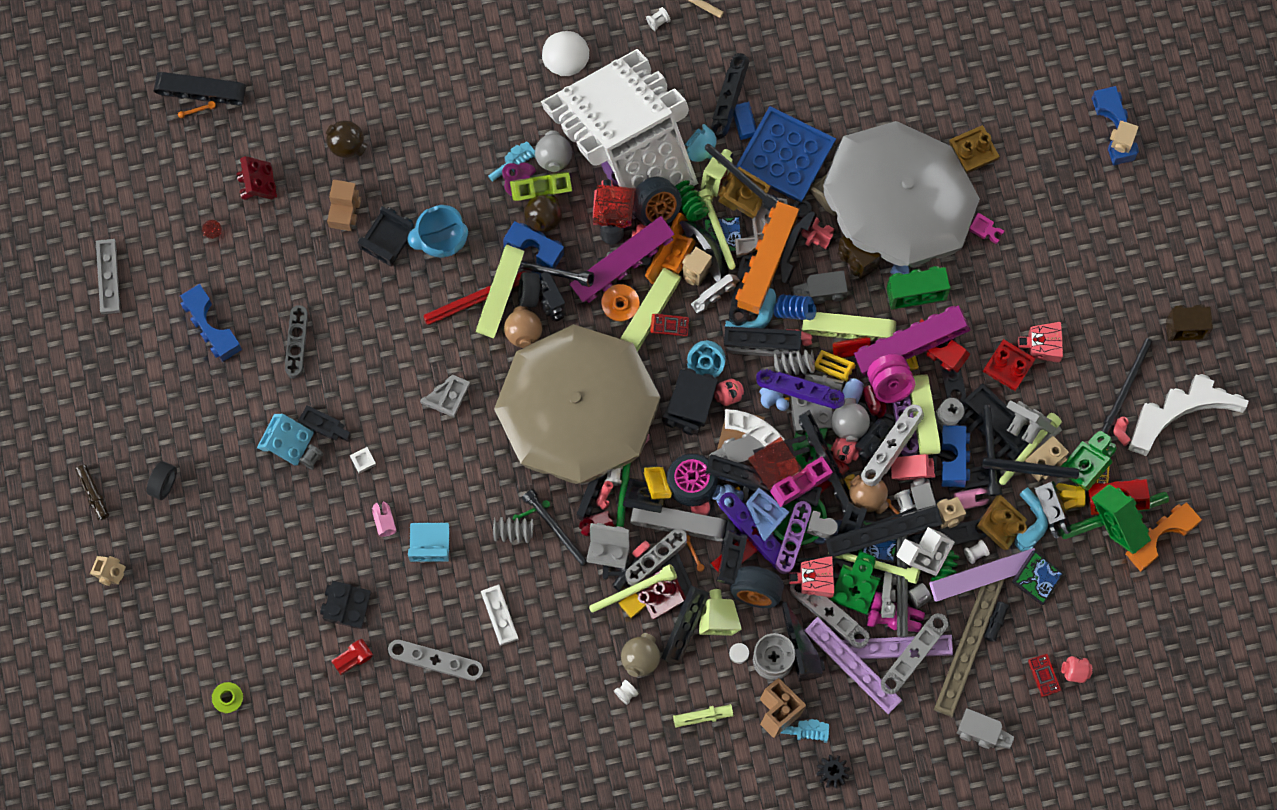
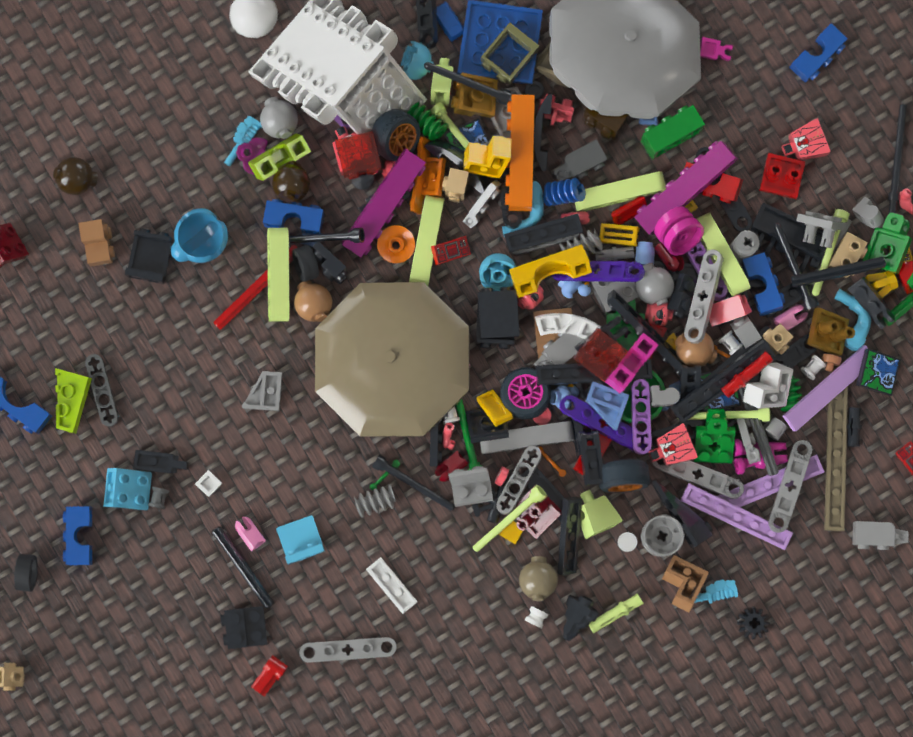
camera: 20 degrees left, 10 degrees up
(227, 449) = (75, 520): none -> blue arch
(265, 338) = (71, 397): none -> lime wing
(365, 549) = (243, 568): none -> black axle
(666, 704) = (578, 615): none -> black rock
(734, 252) = (489, 159): none -> yellow brick
(735, 369) = (569, 262): none -> yellow arch
(807, 158) = (522, 39): none -> olive window
(902, 533) = (747, 374): none -> red pin
(996, 551) = (831, 361): none -> nougat tile
(1070, 273) = (807, 66): none -> blue arch
(1079, 426) = (868, 213): none -> light grey leg

